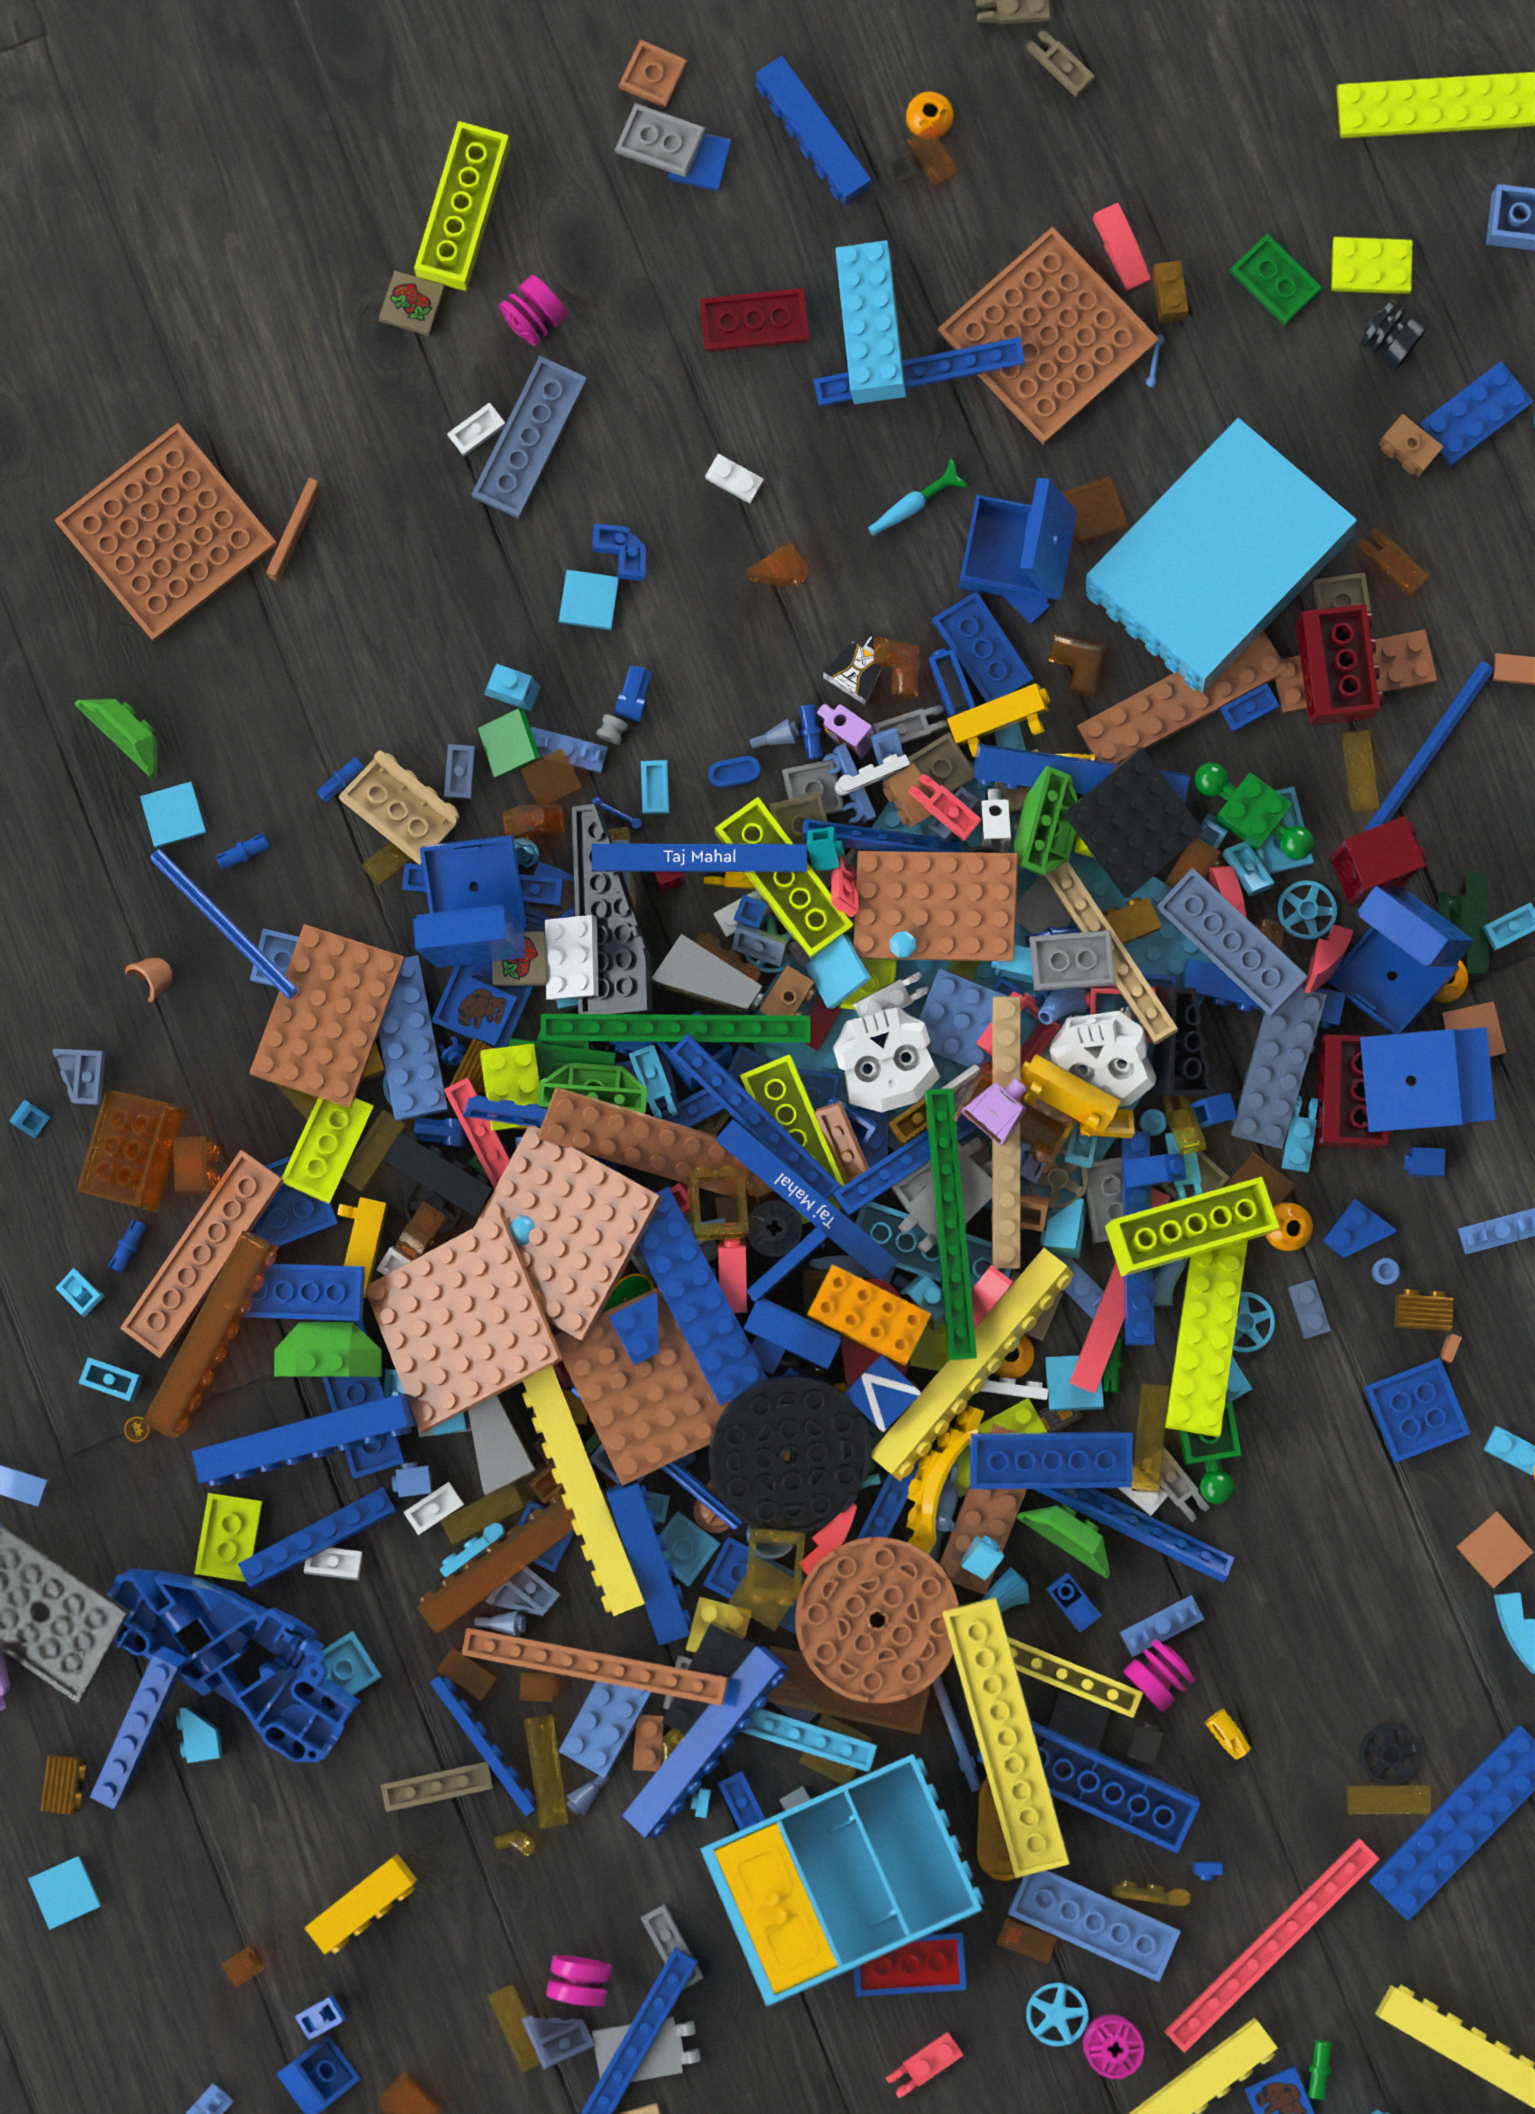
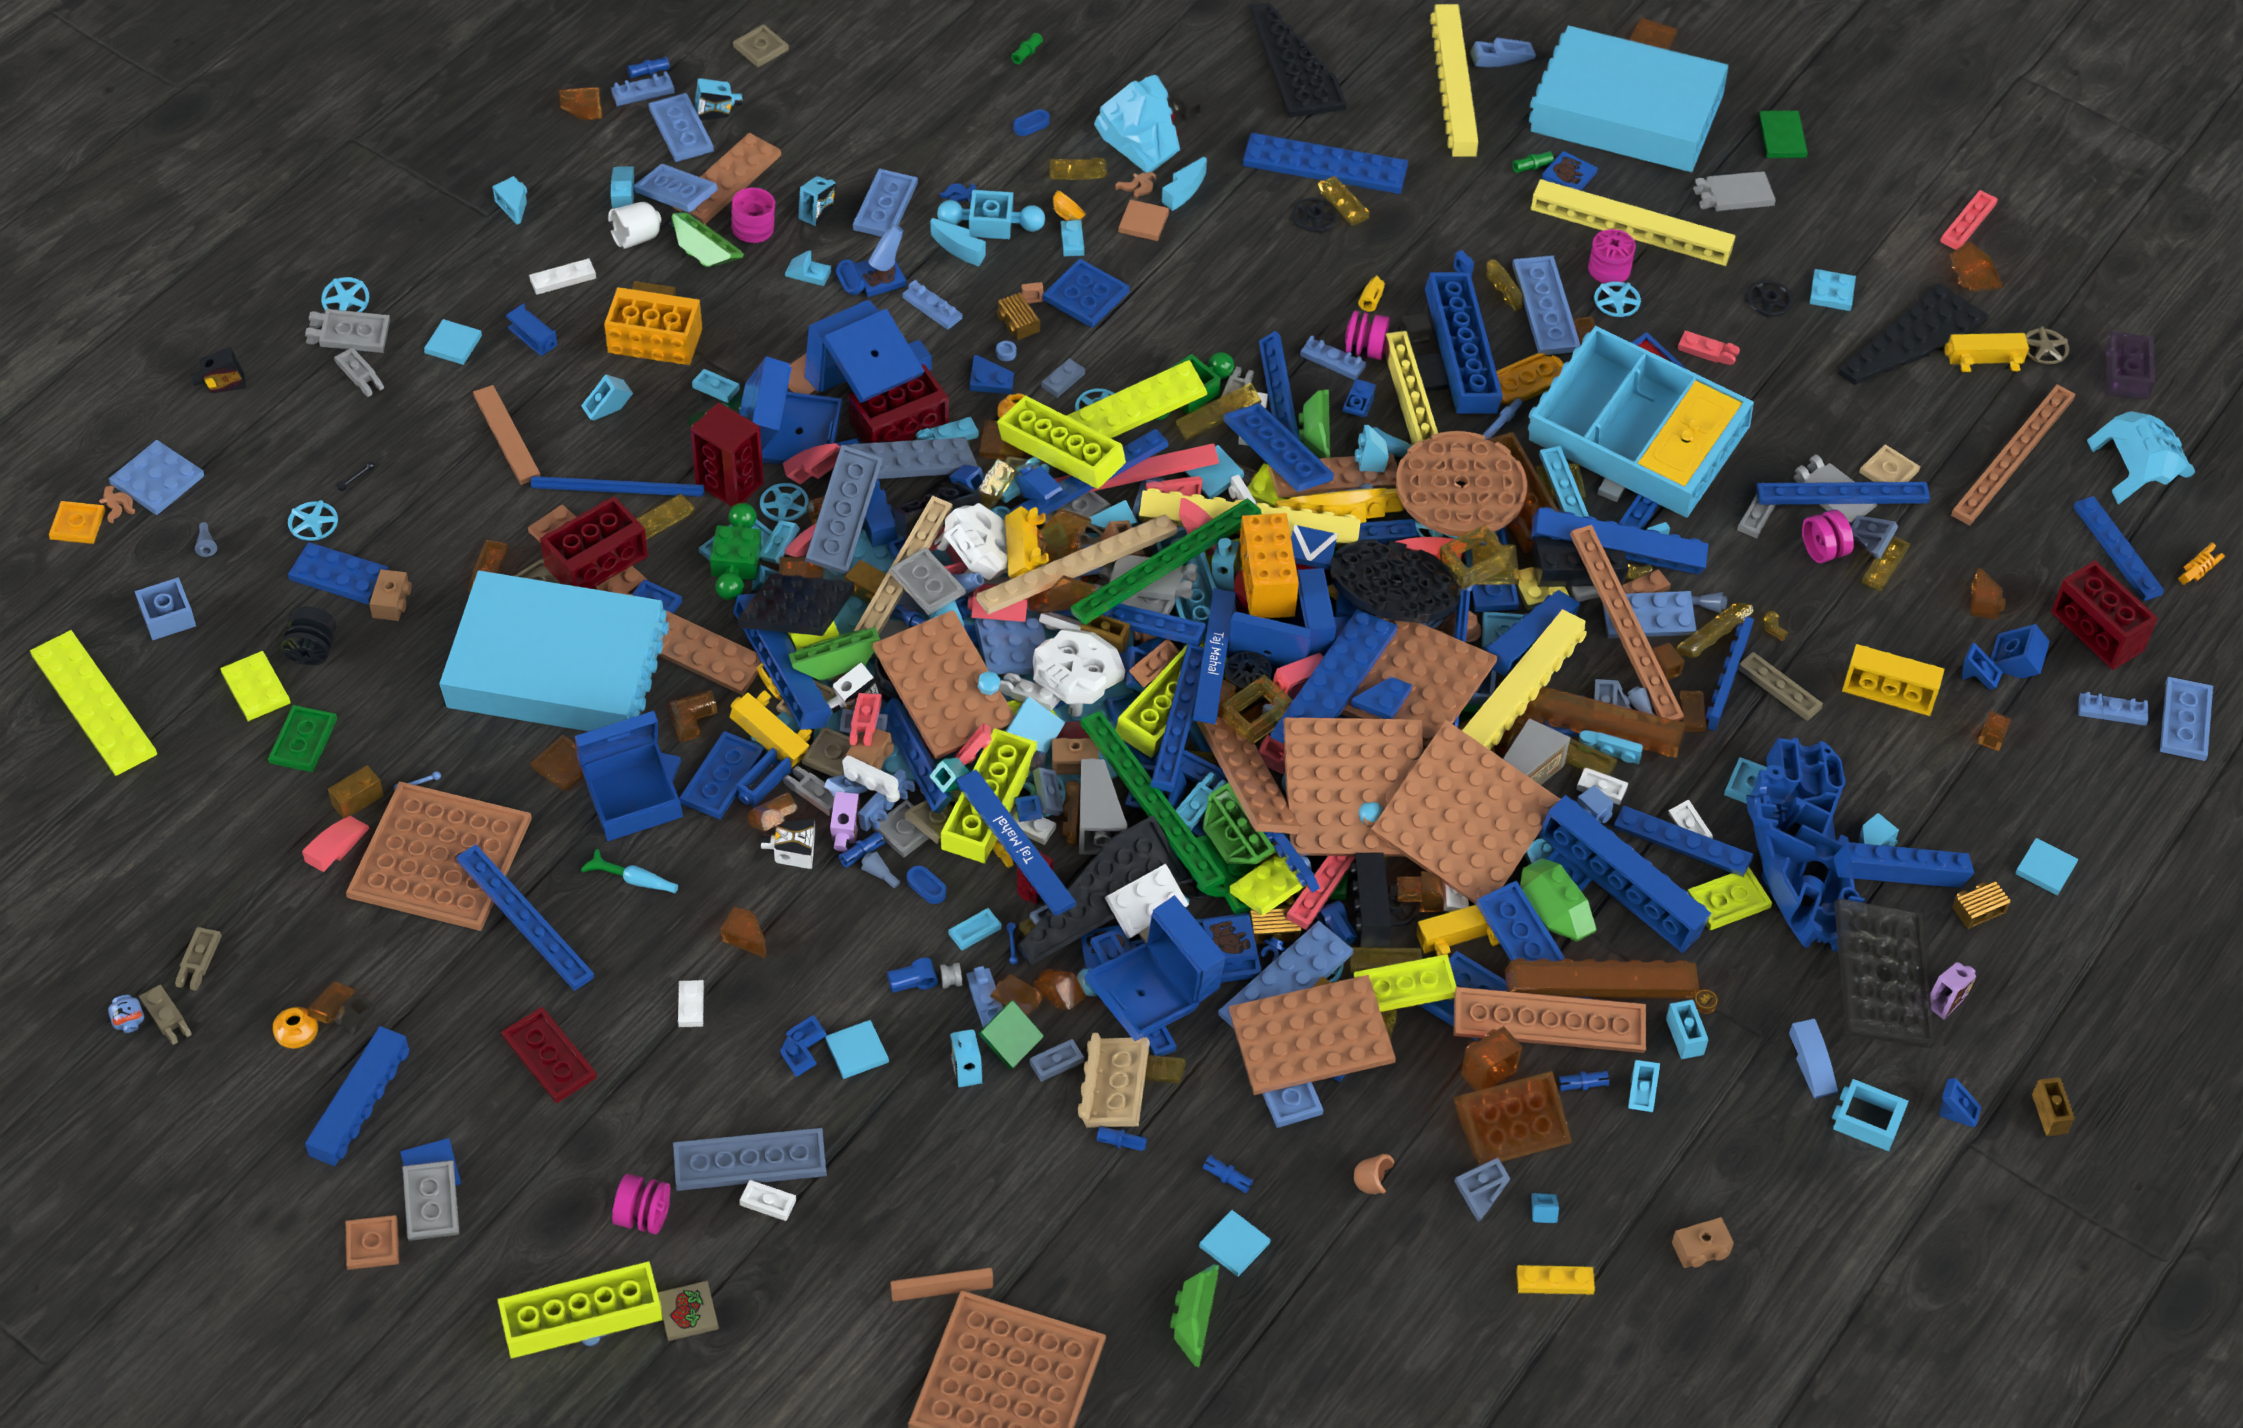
camera: 125 degrees left, 30 degrees down
(224, 924) = (1295, 1146): blue axle -> none
(870, 322) = (504, 962): medium azure brick -> none
(998, 1110) = (1068, 559): lavender torso -> none
(1005, 1737) = (1475, 381): light yellow plate -> none
(1067, 1318) = (1186, 486): none -> coral hinge
(1271, 1945) = (1481, 216): coral plate -> none

